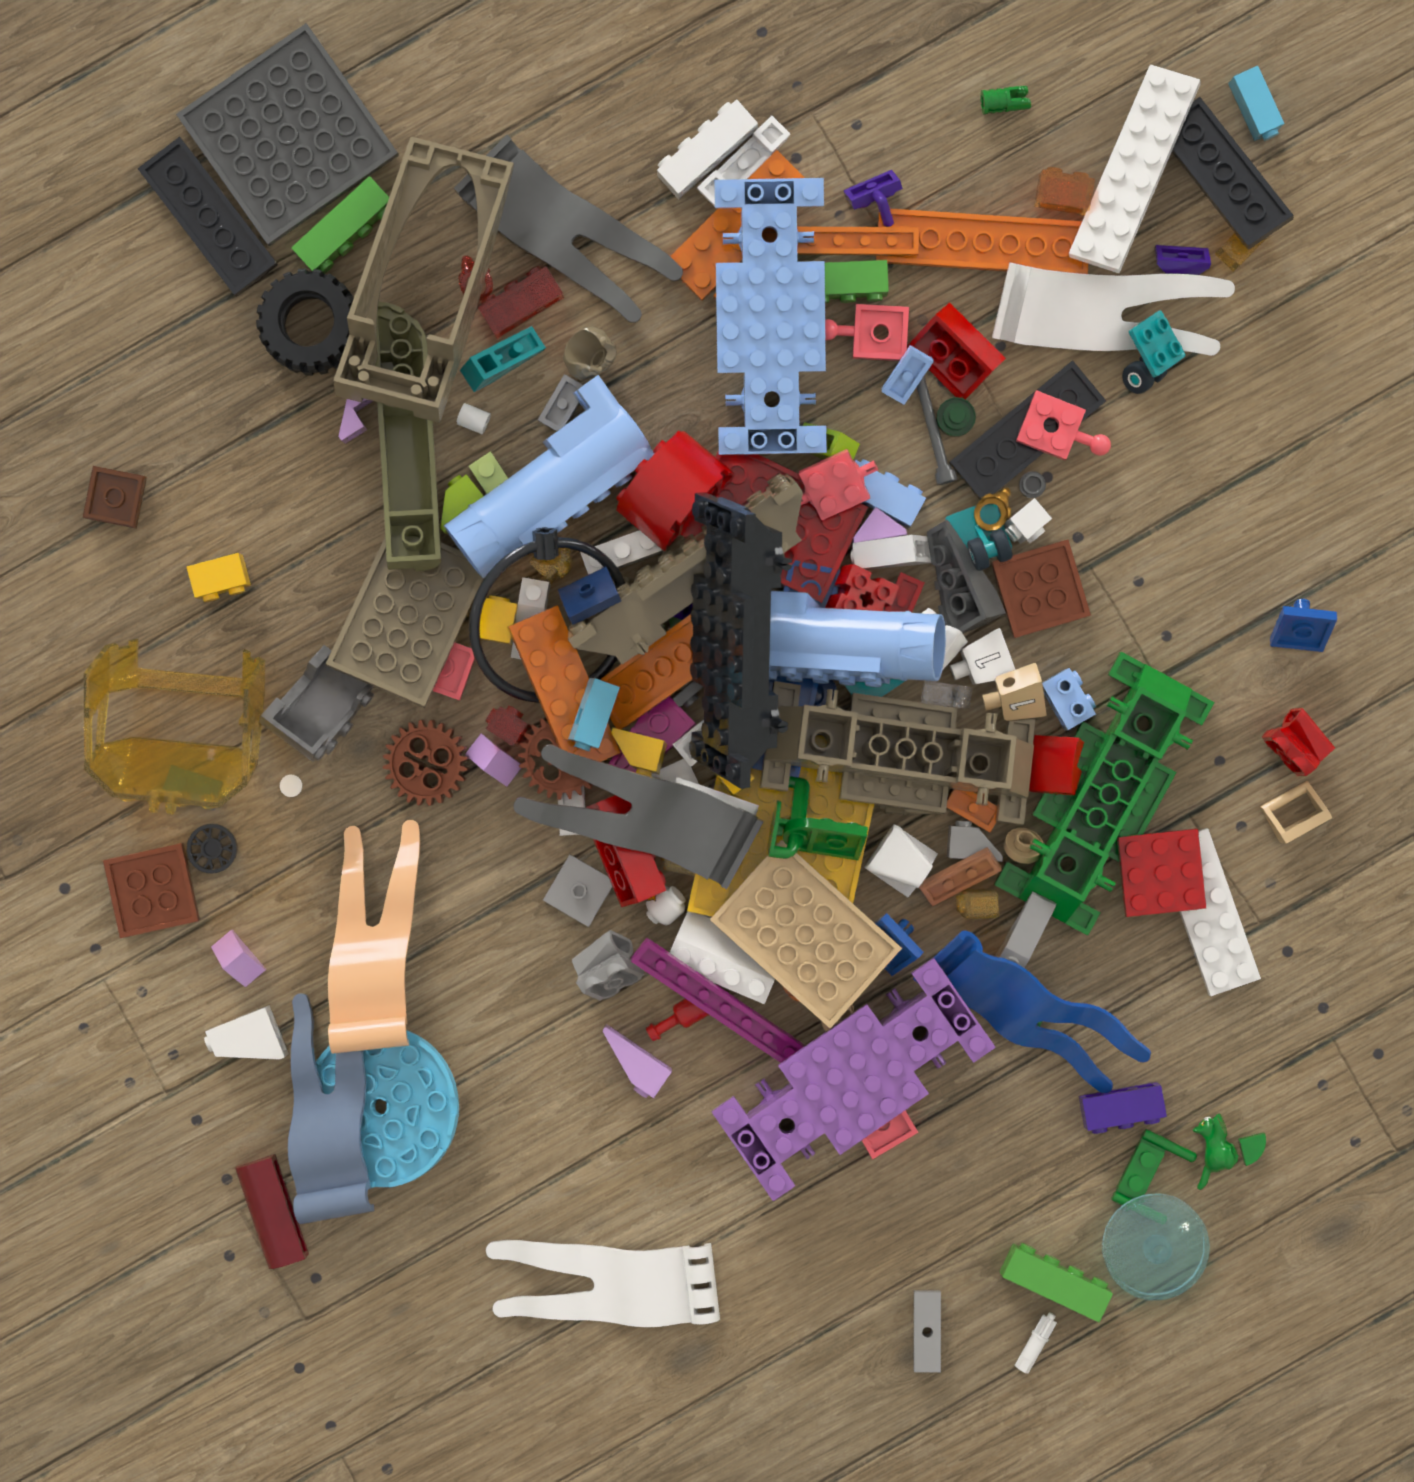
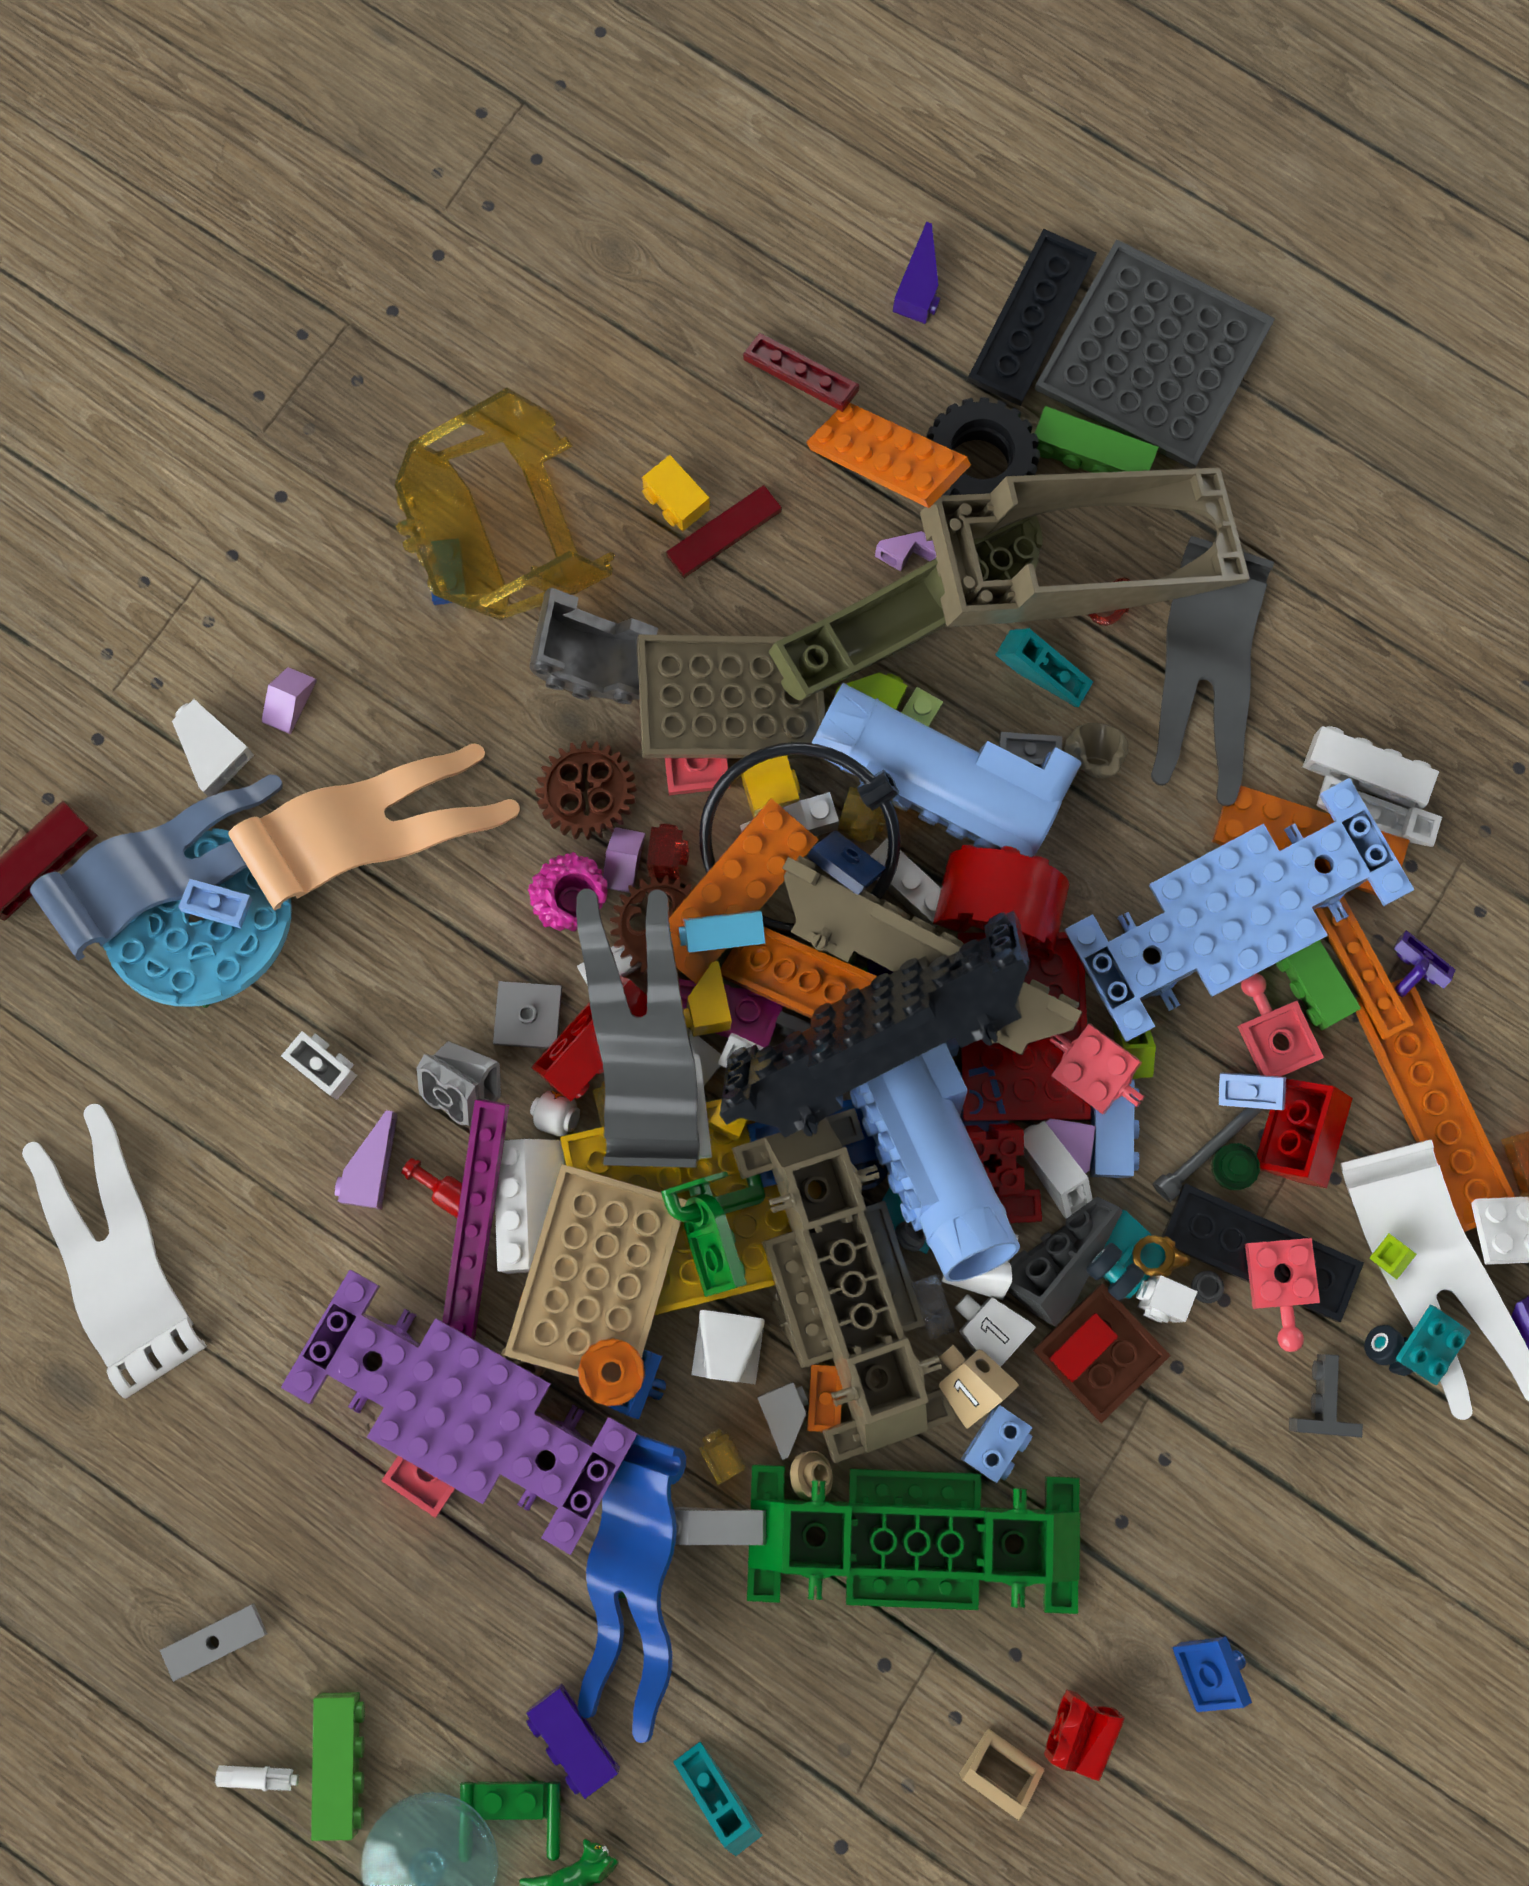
camera: 60 degrees right, 10 degrees down
(114, 497) = (704, 359): reddish brown plate -> none
(137, 293) = (919, 286): none -> dark purple slope
(151, 890) = (318, 580): copper plate -> none
(164, 426) = (801, 372): none -> dark red tile
(212, 848) = (391, 620): black wheel -> none
(266, 553) = (723, 531): none -> dark red tile
(274, 395) = (889, 454): none -> orange plate
(290, 785) = (495, 668): white sticker -> none
(380, 1087) = (215, 903): none -> light blue plate
(473, 418) = (967, 668): white piece -> none
(495, 816) = (557, 887): none -> dark pink hair
(520, 301) = (1112, 657): clear red brick -> none
(542, 1065) = (320, 1066): none -> white brick
(889, 690) = (908, 1237): none -> dark grey plate
(892, 967) = (591, 1372): none -> orange tile
(960, 876) = (742, 1421): nougat tile -> none
(1031, 600) = (1083, 1347): none -> red tile
(1055, 765) = (917, 1466): red slope -> none
(1079, 337) = (1393, 1256): none -> lime plate
(1158, 444) = (1325, 1402): none -> dark grey bracket
(1161, 872) = (858, 1650): red plate -> none
(1213, 1023) = (717, 1800): none -> teal slope
(1217, 930) = (840, 1730): white plate -> none

